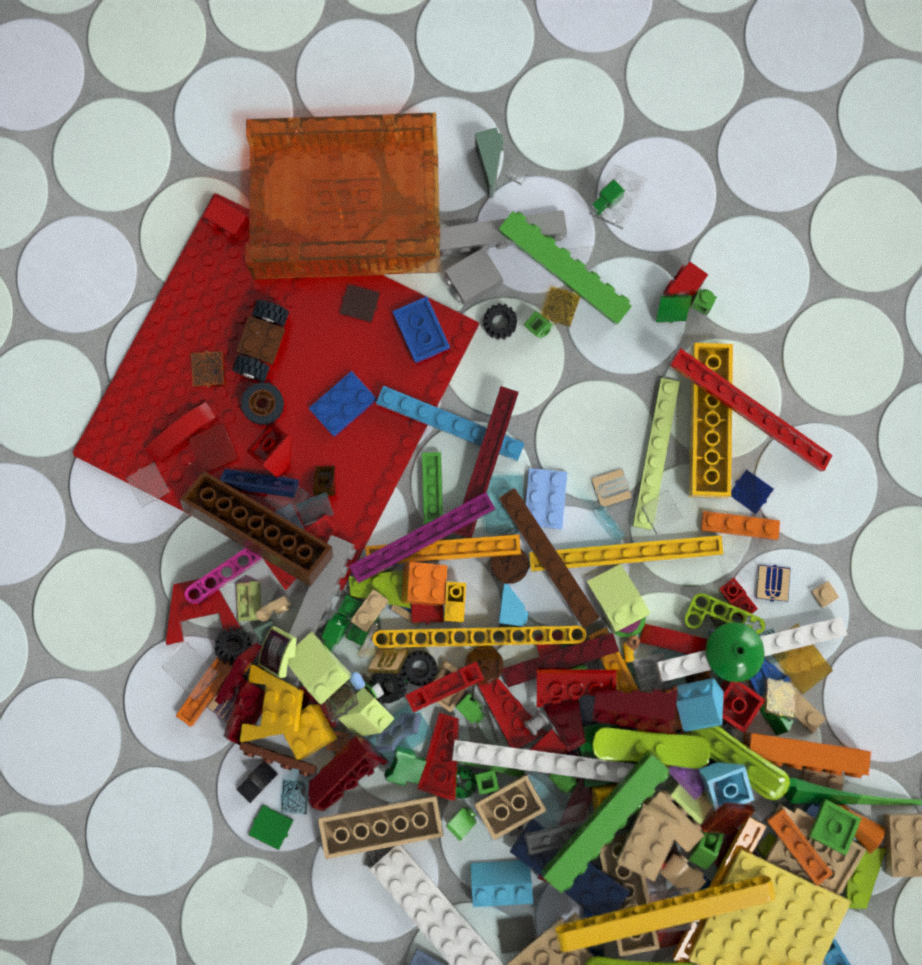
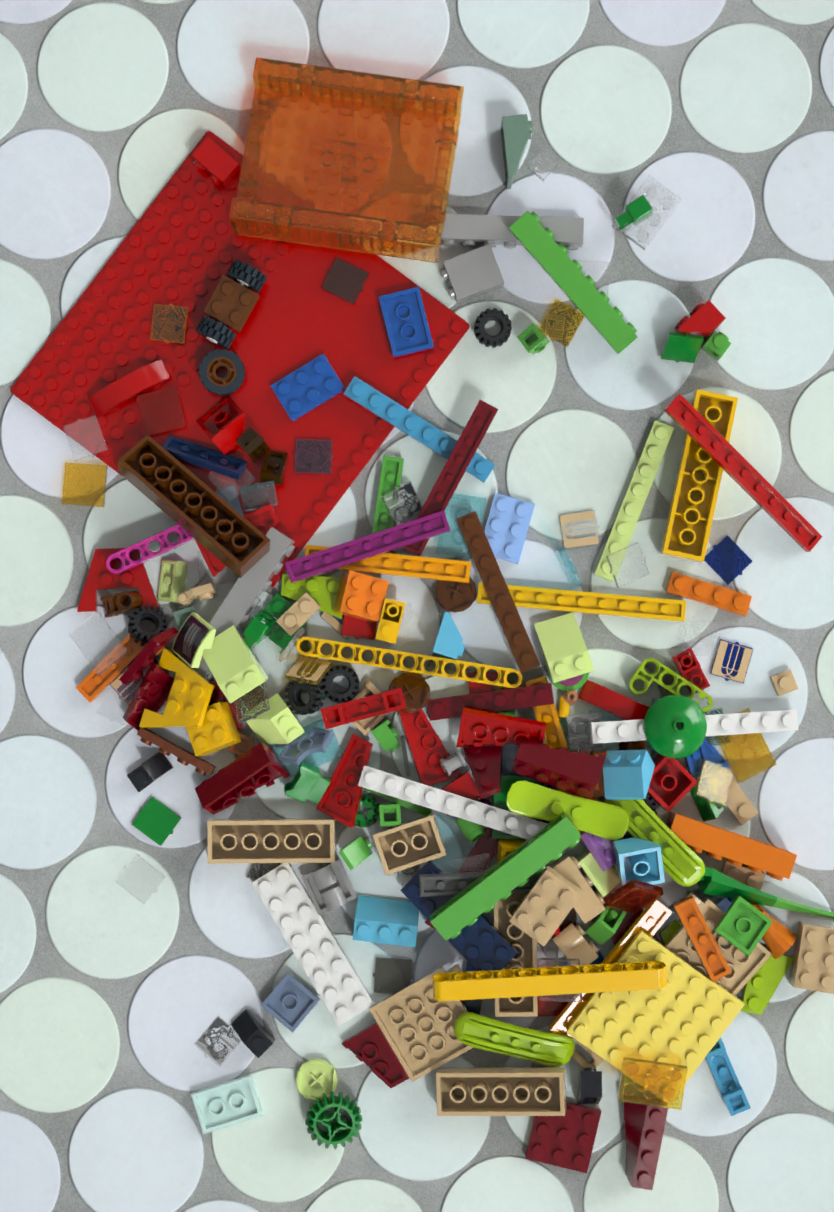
camera: 10 degrees right, 5 degrees up
(154, 527) = (84, 484): none -> clear yellow tile
(202, 630) = (118, 603): none -> reddish brown piece
(294, 796) = (186, 794): clear light blue piece -> none
(301, 463) = (252, 444): none -> dark brown slope
(358, 465) = (313, 456): none -> piece
(360, 681) = (277, 686): piece -> none
(442, 860) = (329, 887): none -> light grey plate
(447, 493) = (402, 504): none -> piece

